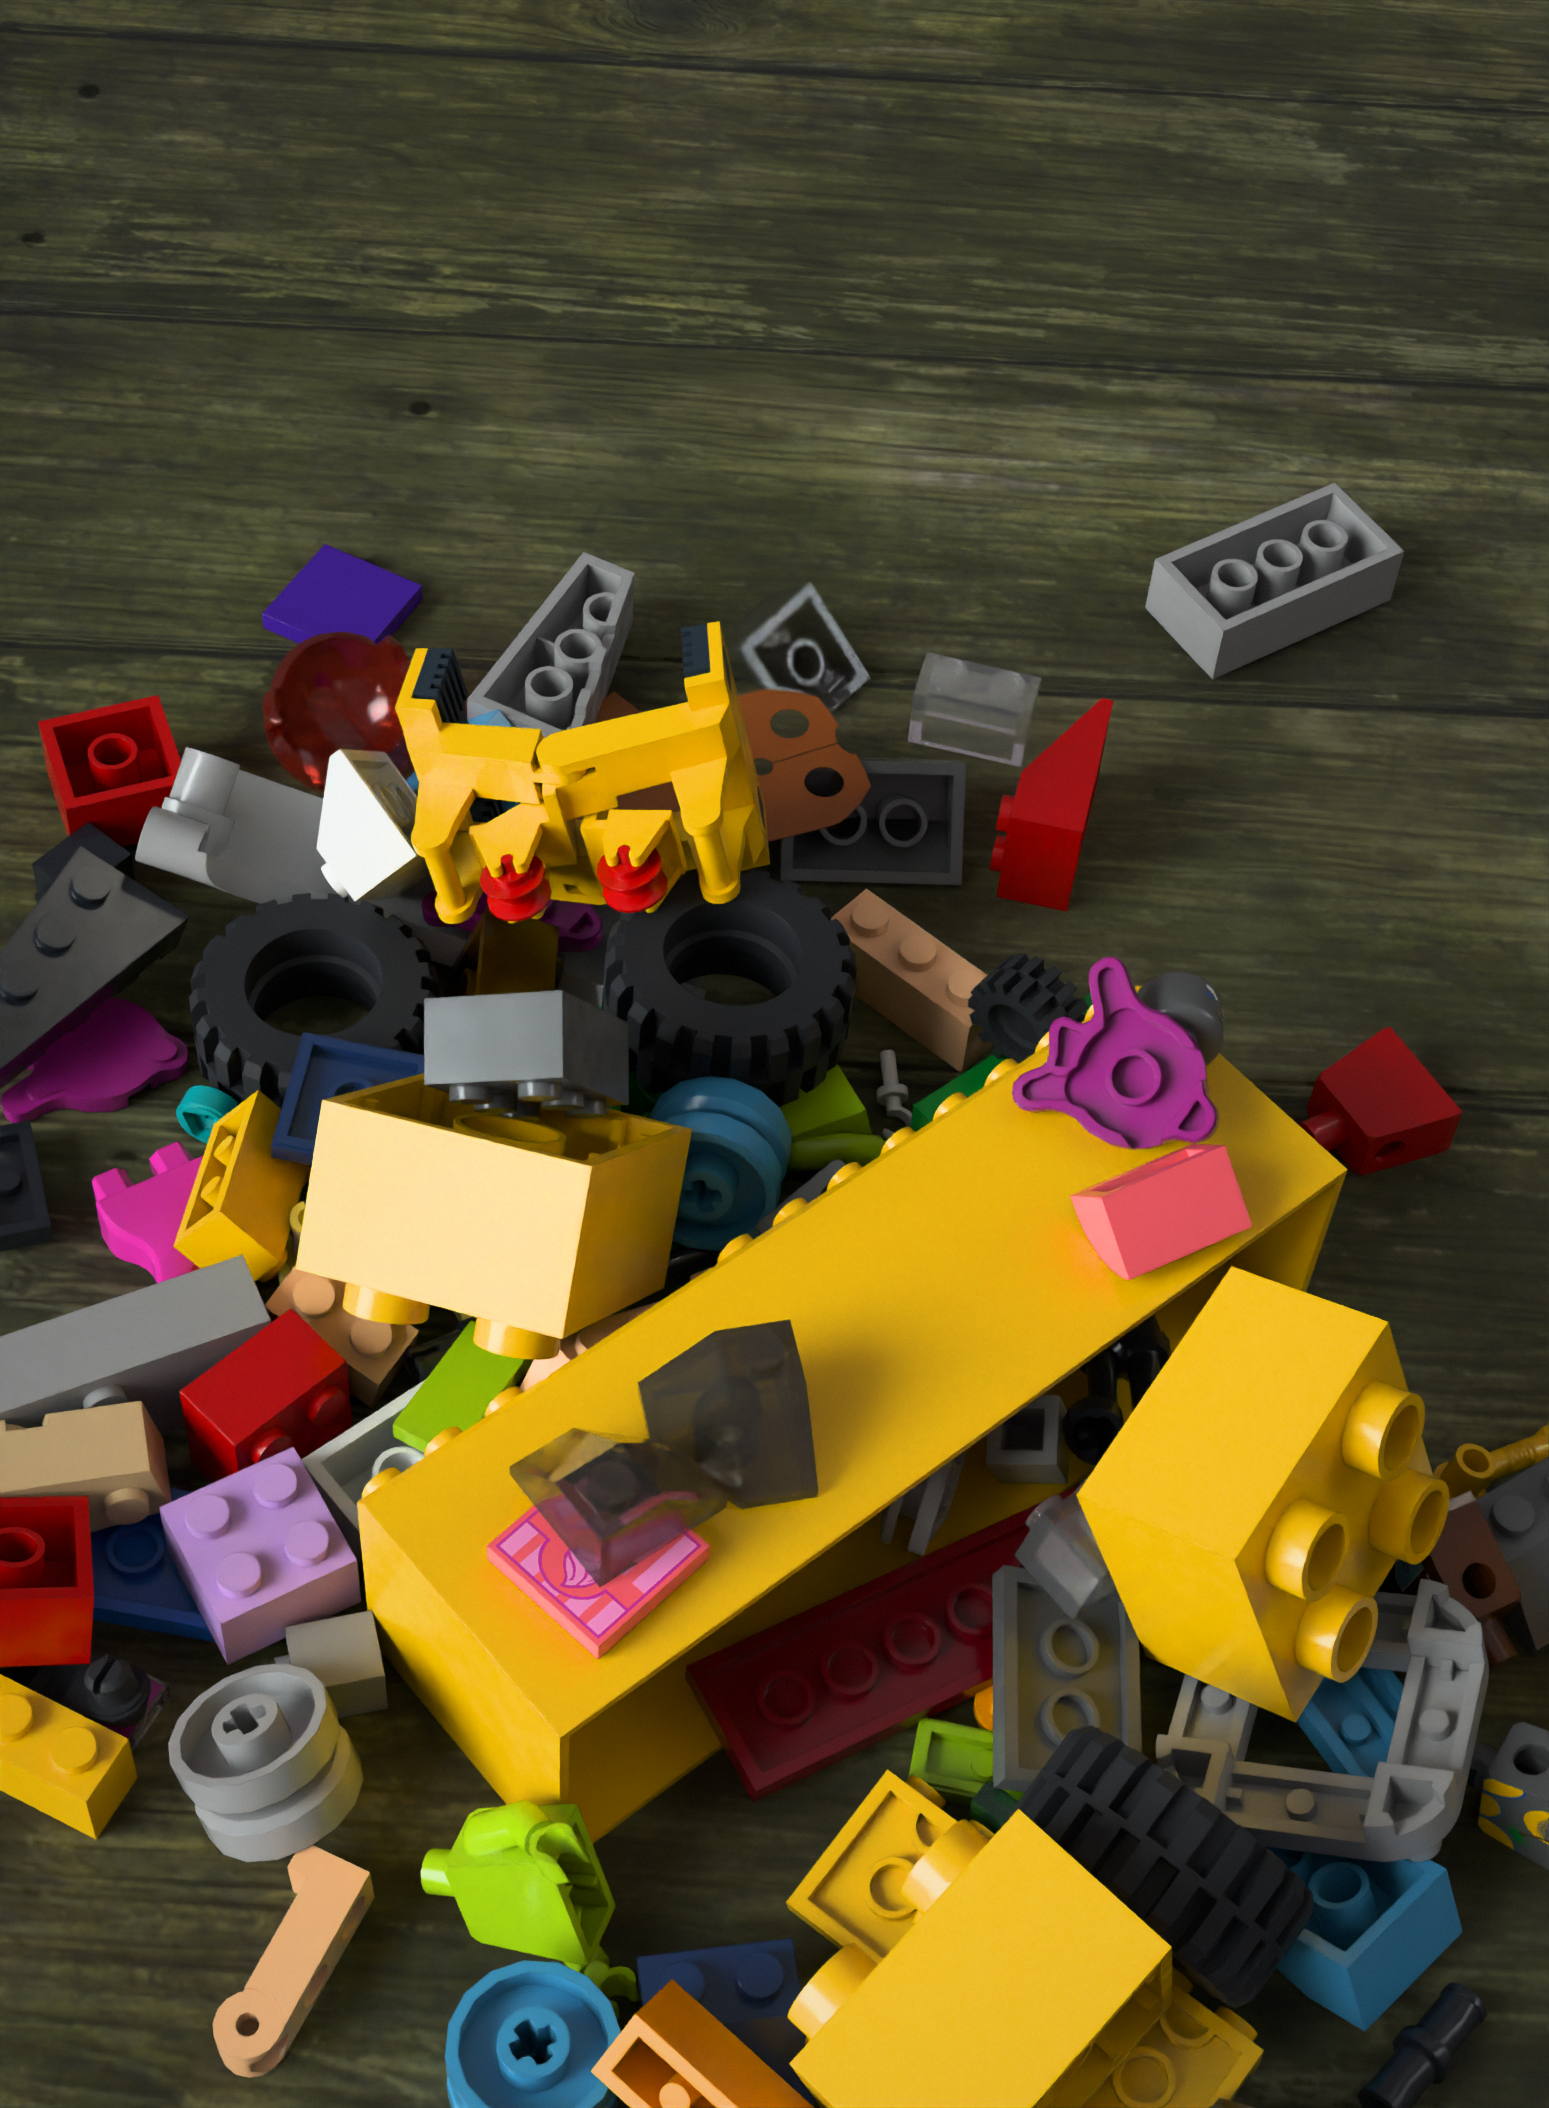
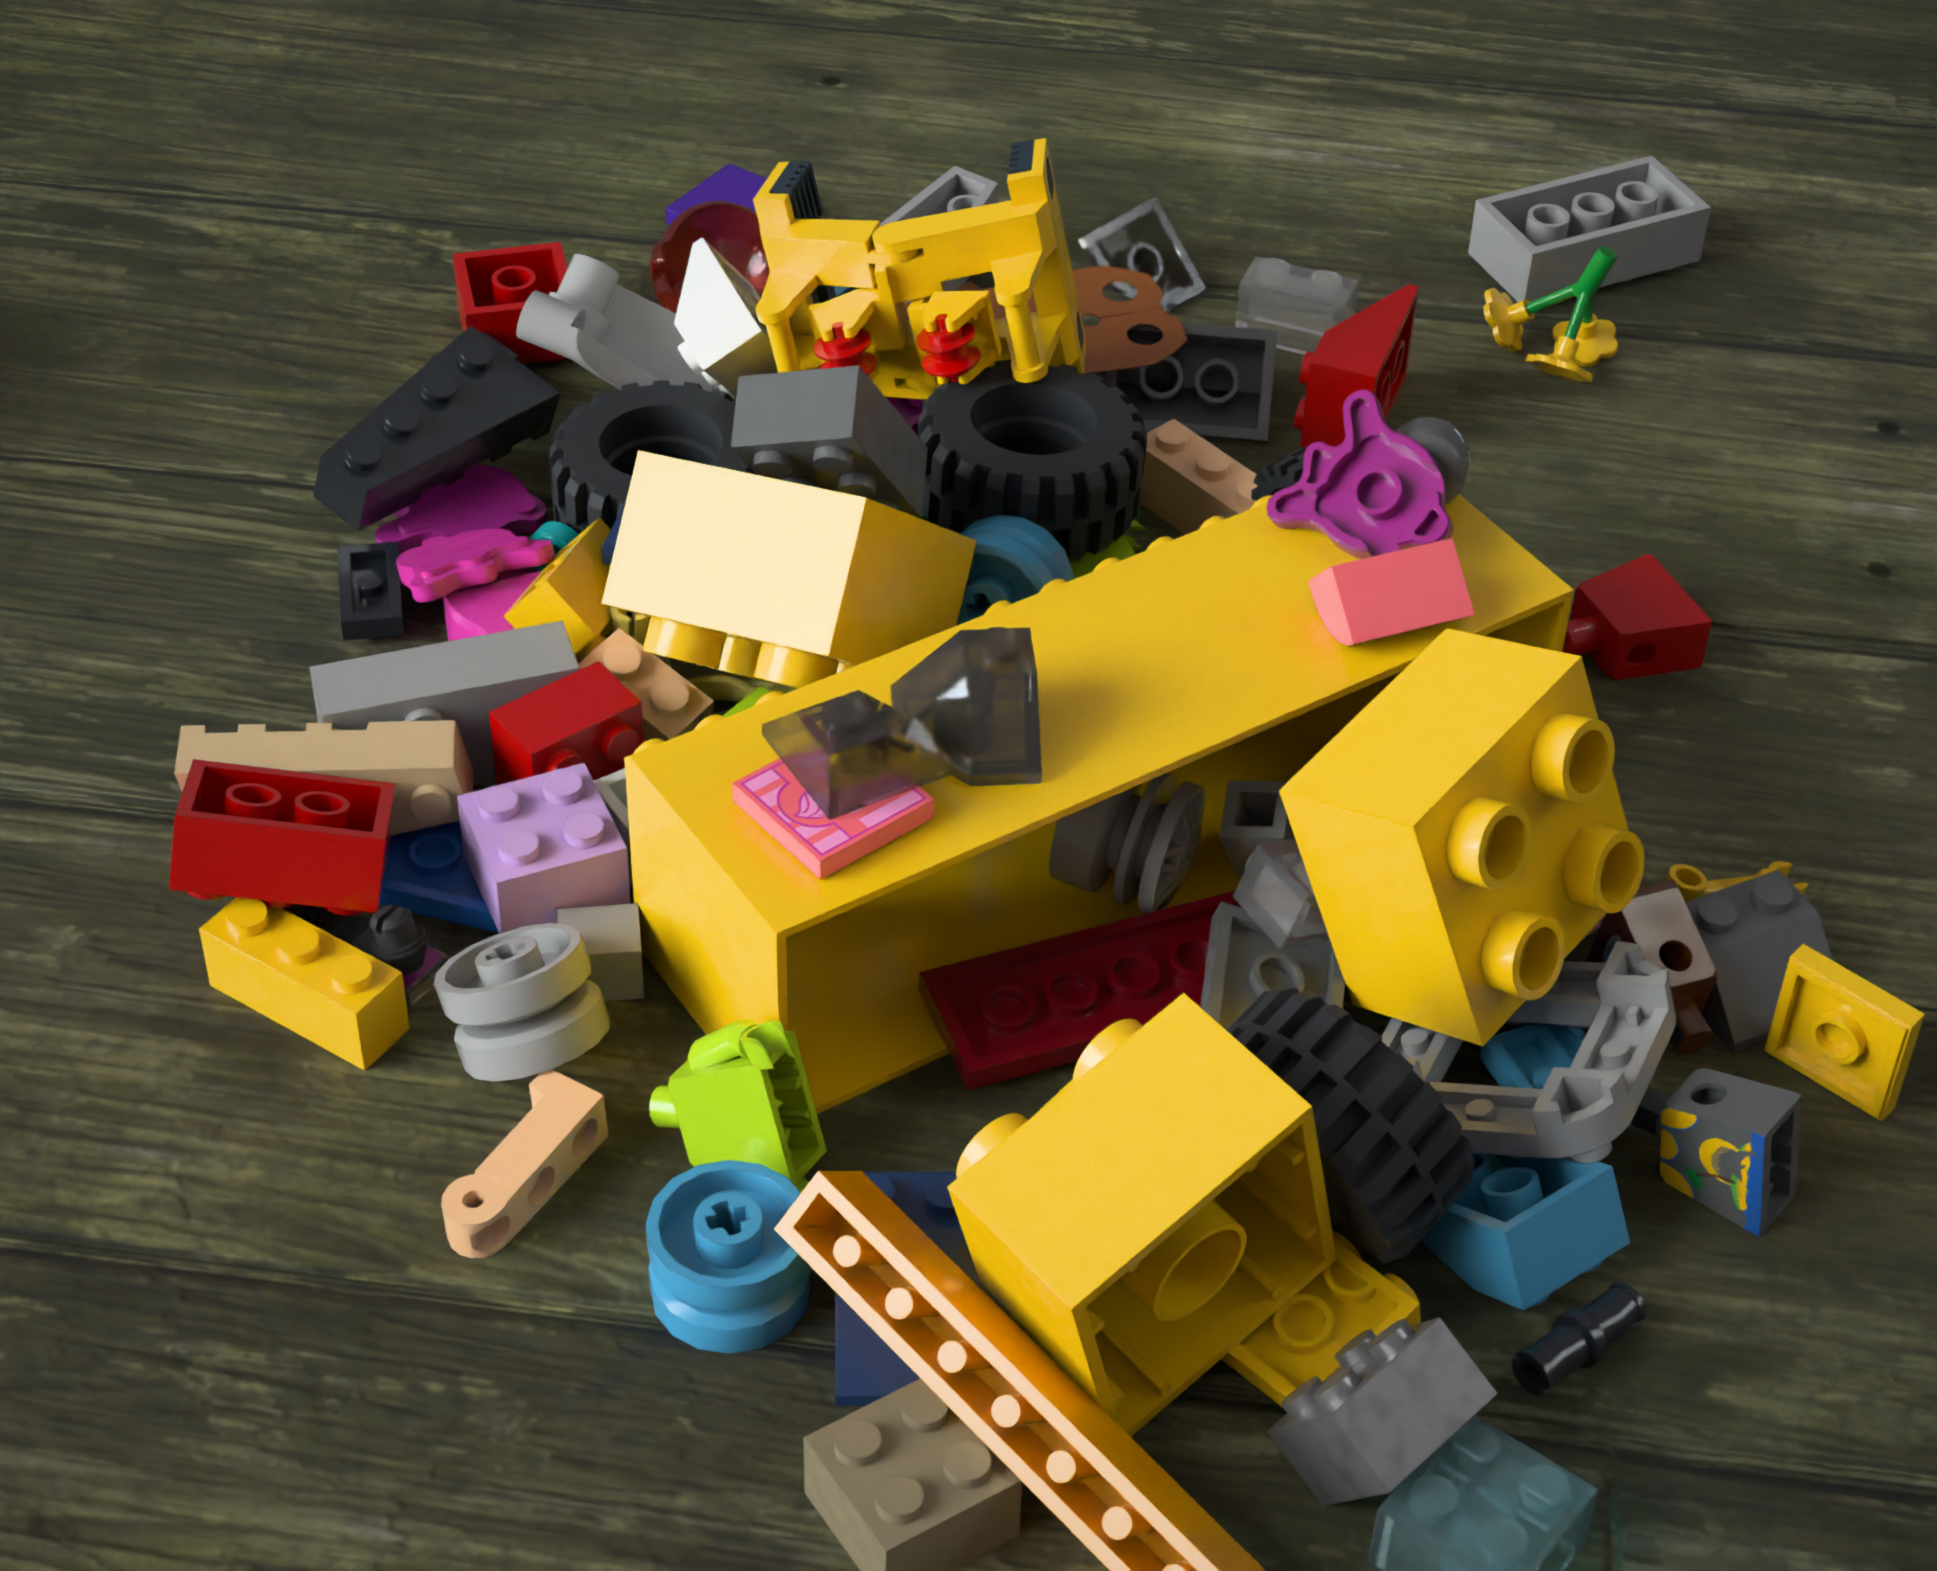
camera: 10 degrees right, 10 degrees down
(111, 1148) = (467, 560): none -> dark pink tile
(1277, 718) = (1577, 340): none -> yellow plant

